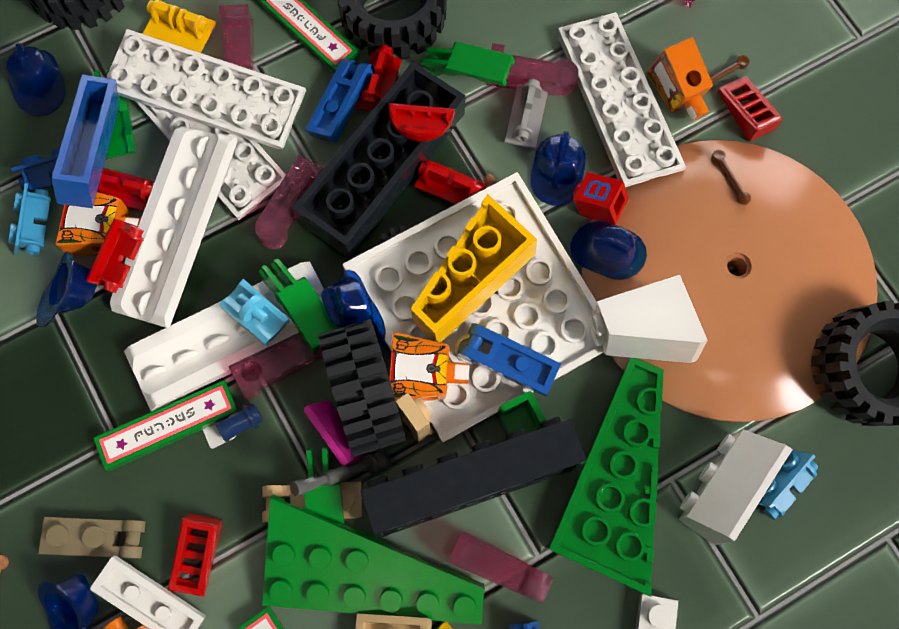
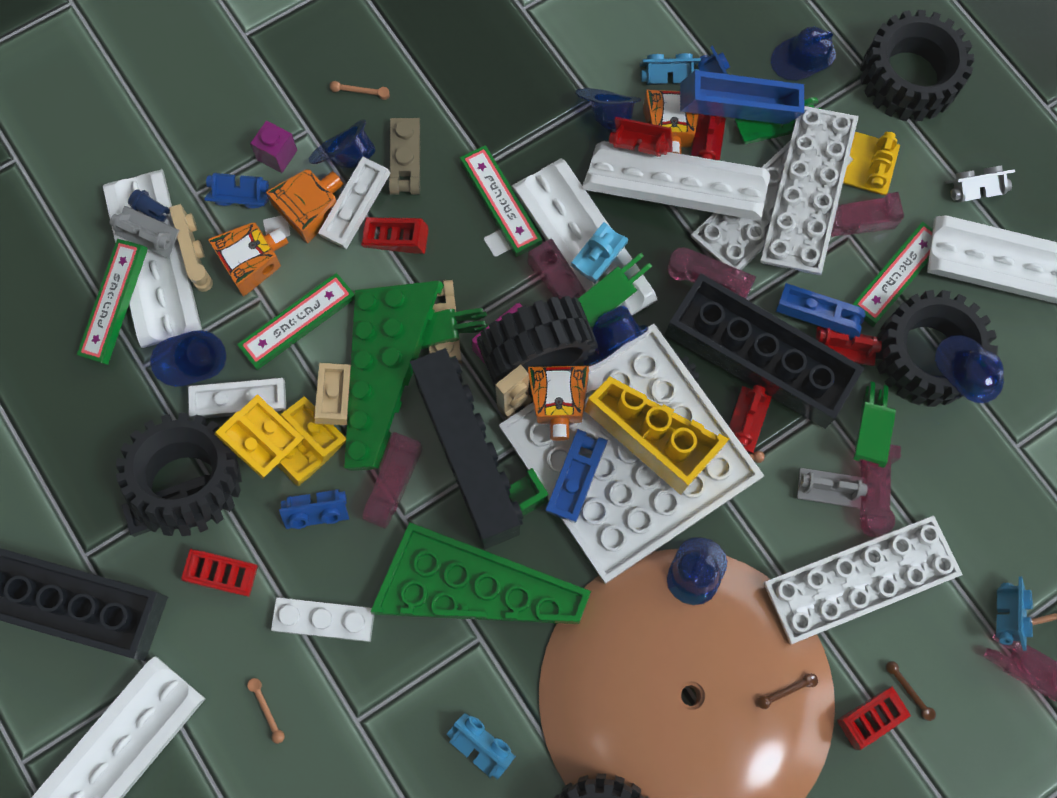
camera: 85 degrees right, 0 degrees up
(239, 422) = (507, 257): dark blue pin -> none
(372, 463) = (477, 369): dark grey piece -> none
(420, 122) = (799, 378): red tile -> none
(557, 169) = (779, 523): clear blue piece -> none
(600, 198) = (749, 560): red brick -> none
(650, 323) = (618, 596): white slope -> none
(682, 78) = (903, 635): orange torso -> none
(733, 486) = (473, 686): white slope -> none

